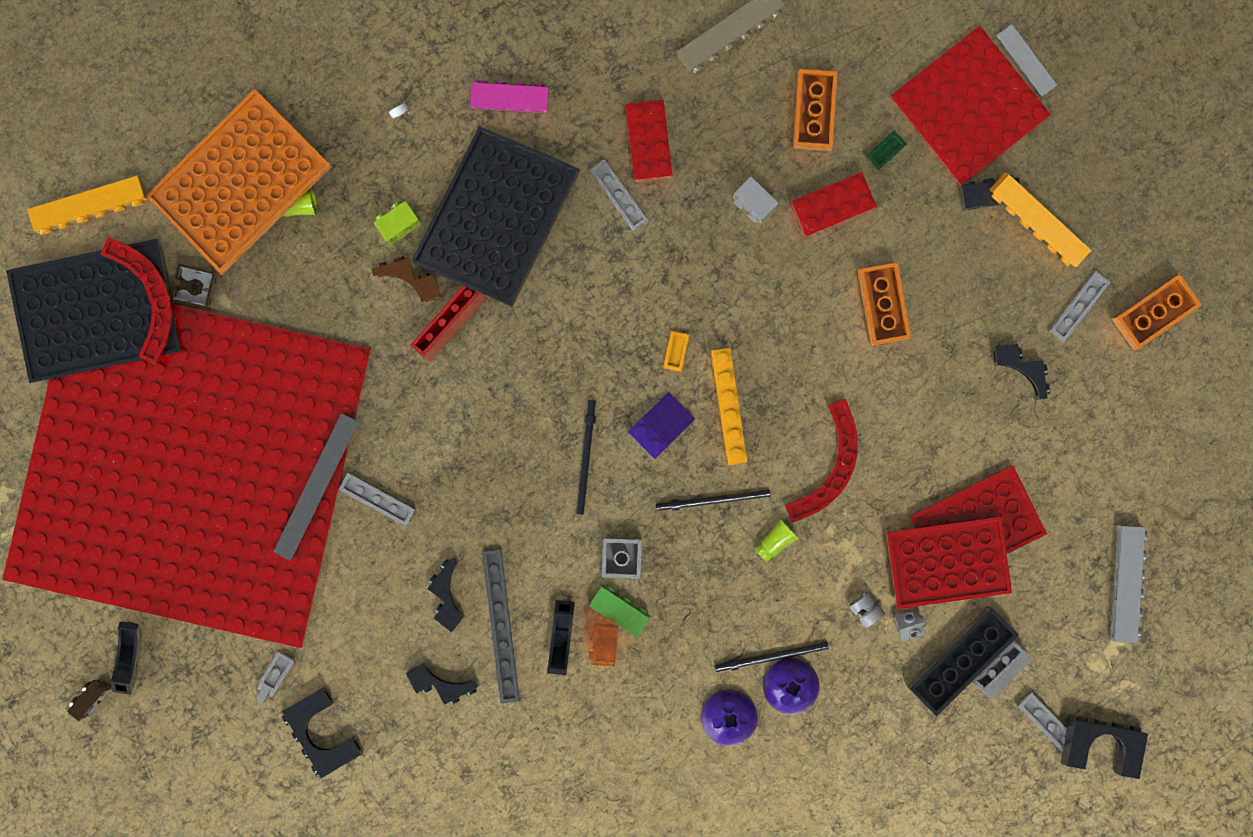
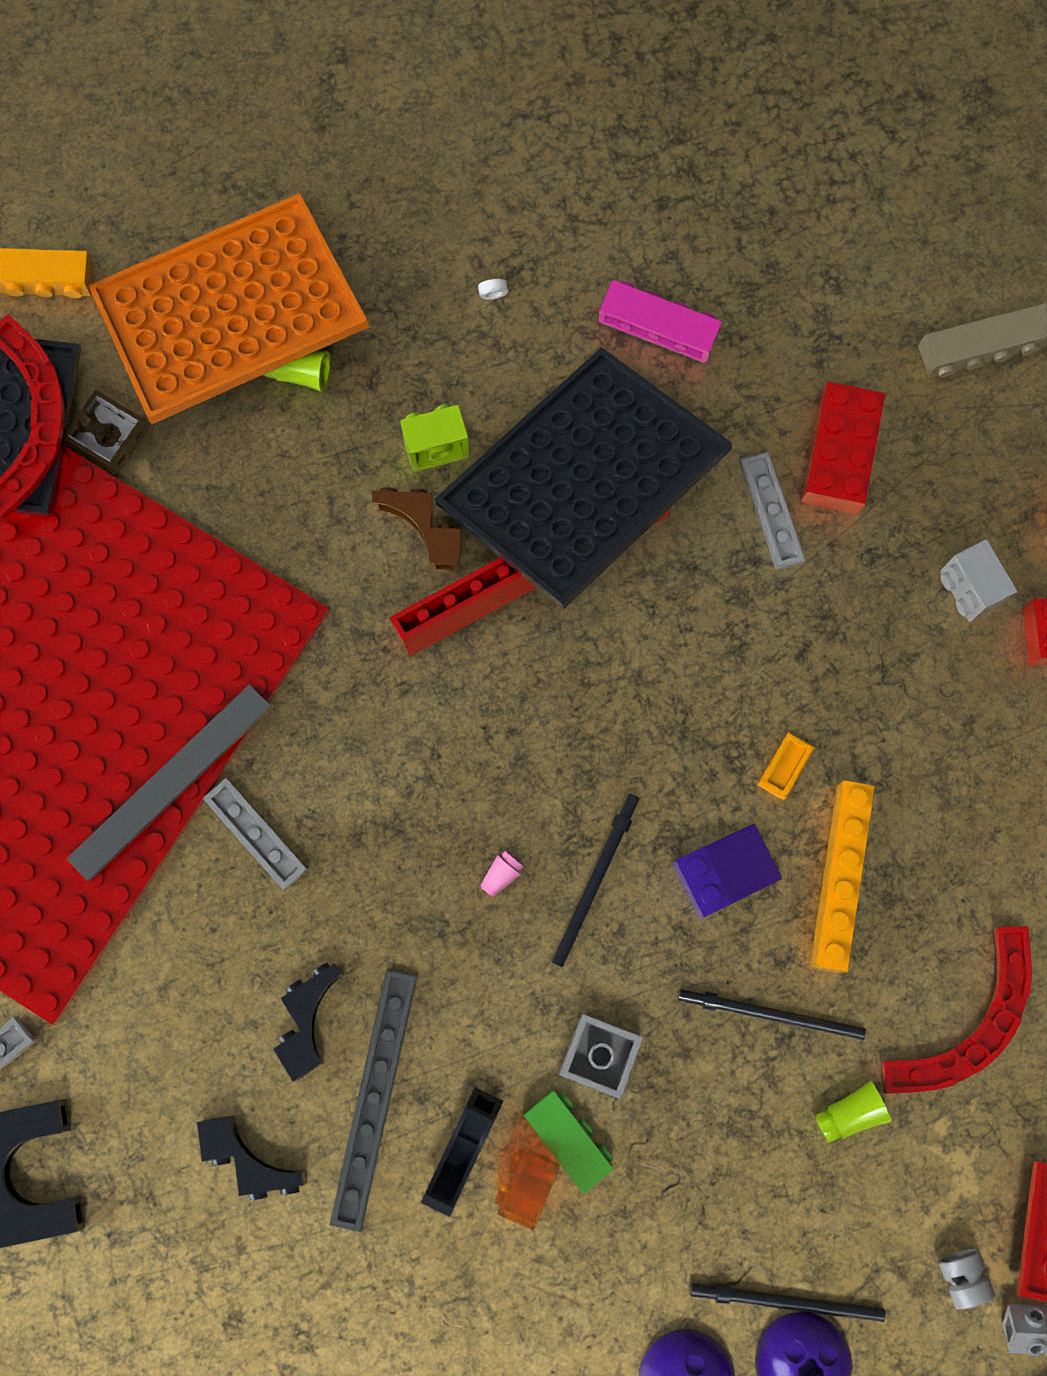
camera: 20 degrees right, 10 degrees down
(529, 472) = (501, 873): none -> bright pink cone

